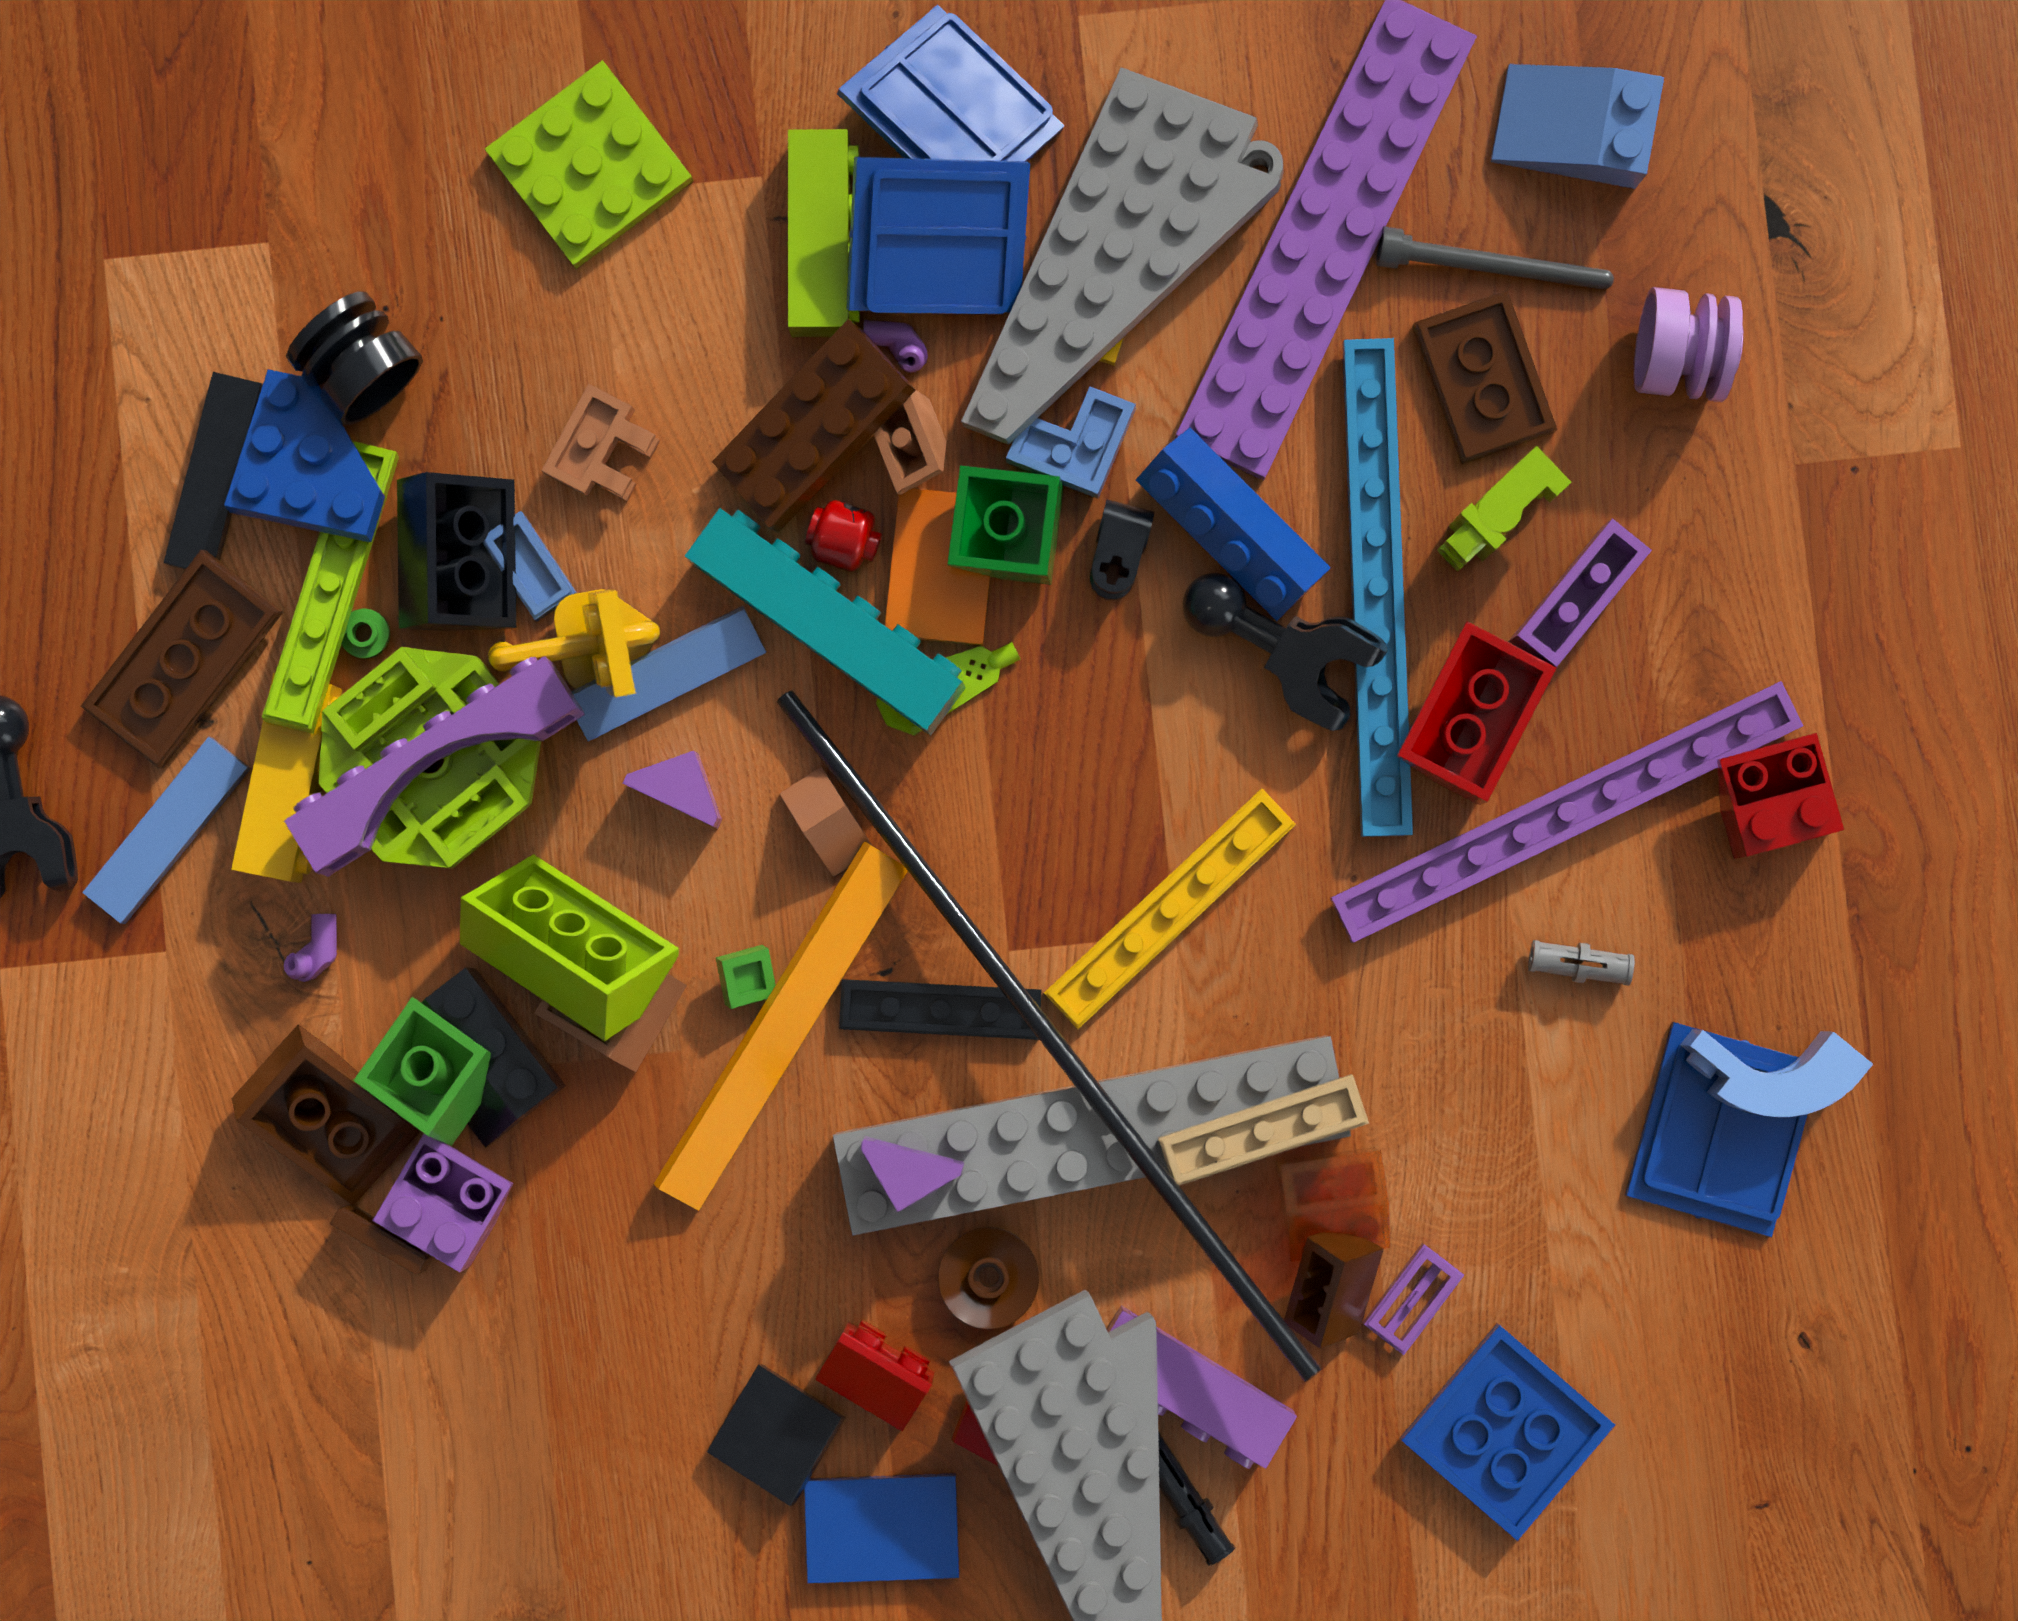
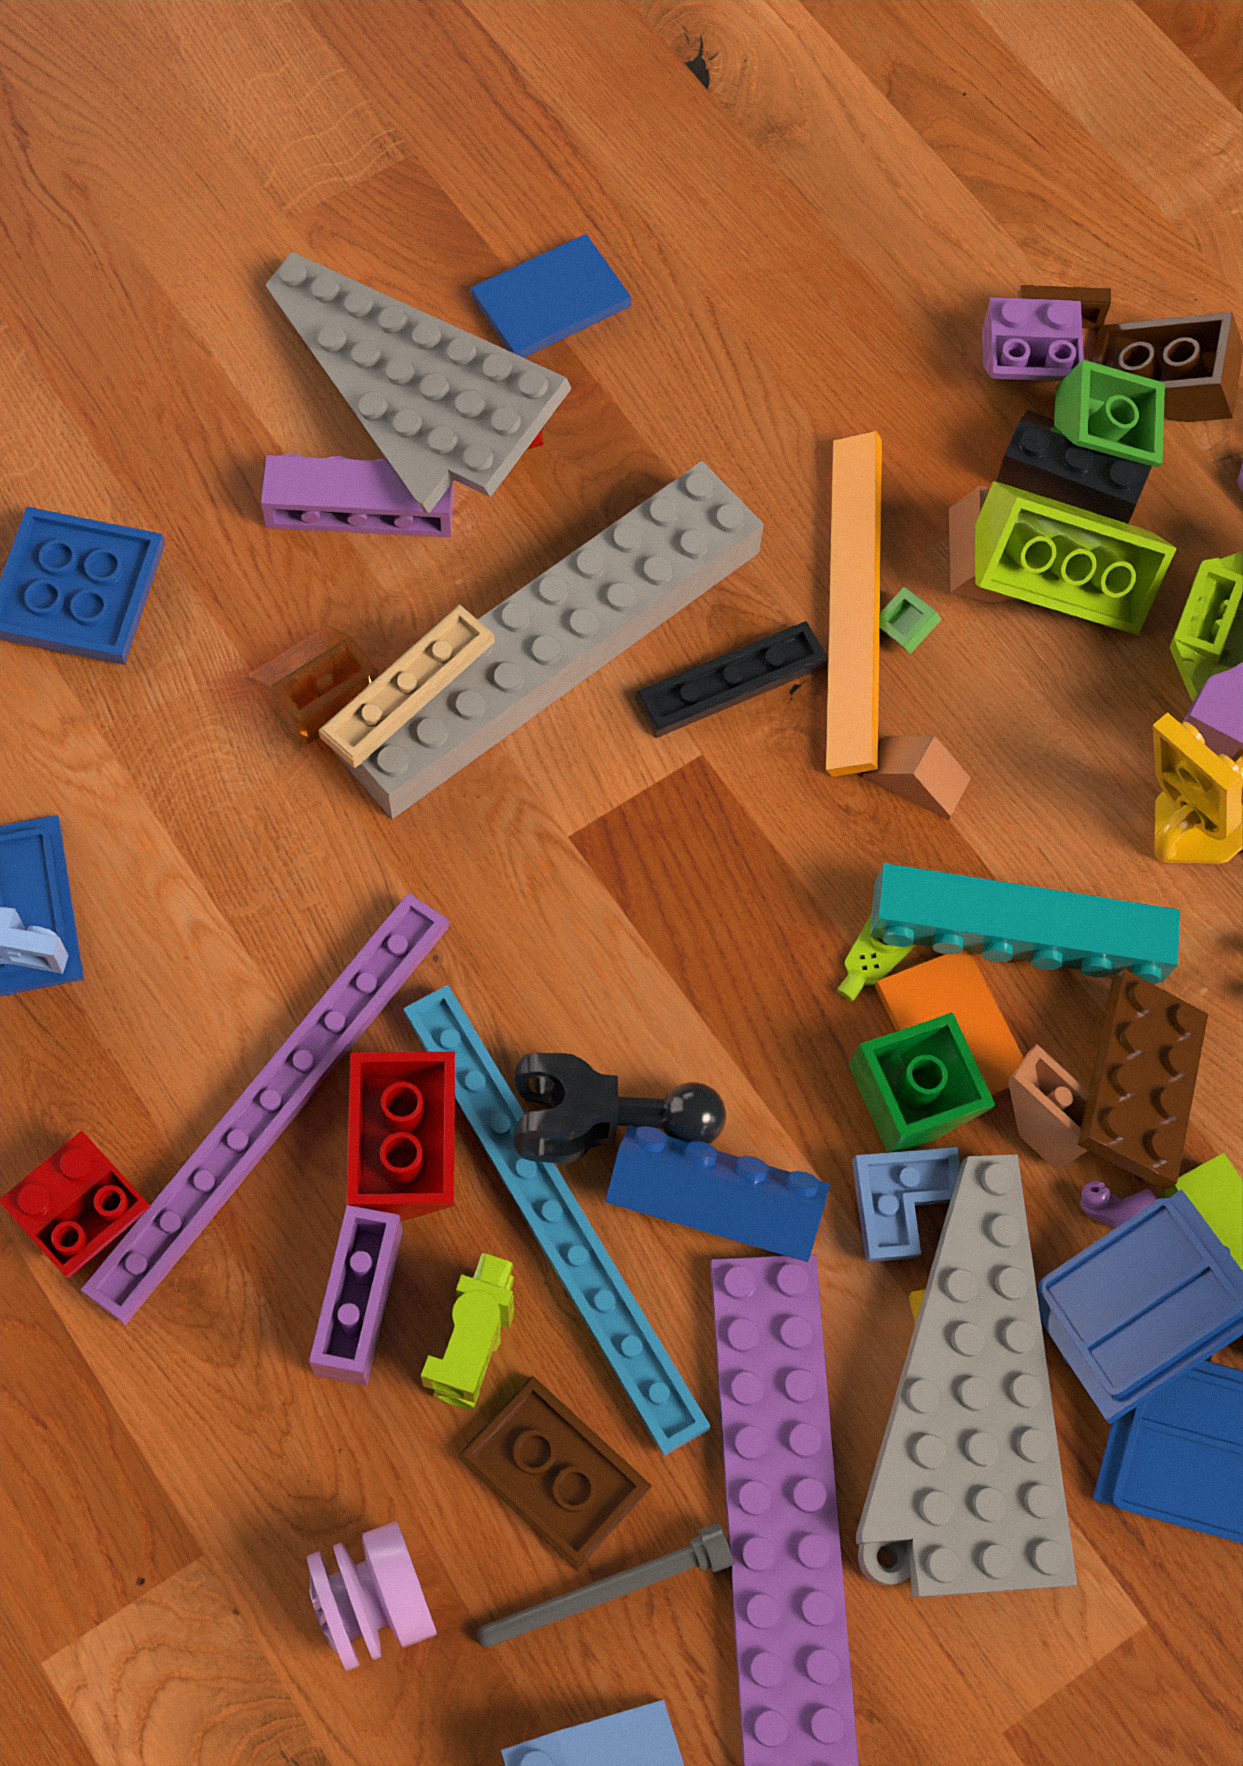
camera: 145 degrees right, 20 degrees down
(672, 672) = (1118, 833): medium blue tile -> none
(680, 784) = (1054, 734): medium lavender slope -> none
(776, 1434) = (673, 317): black tile -> none
(843, 535) = (1055, 1008): red head -> none
(876, 1374) = (620, 388): red slope -> none
(908, 1172) = (689, 511): medium lavender slope -> none
(983, 1304) = (576, 480): reddish brown dish -> none
(1050, 1038) = (641, 679): black piece -> none
(1120, 542) = (808, 1130): black piece -> none
(1169, 908) = (583, 854): yellow tile -> none
(1192, 1510) = (283, 398): black pin -> none
(1332, 1287) = (281, 613): reddish brown brick -> none
(1397, 1286) = (200, 683): medium lavender tile -> none
(1615, 966) = (192, 980): light grey pin -> none

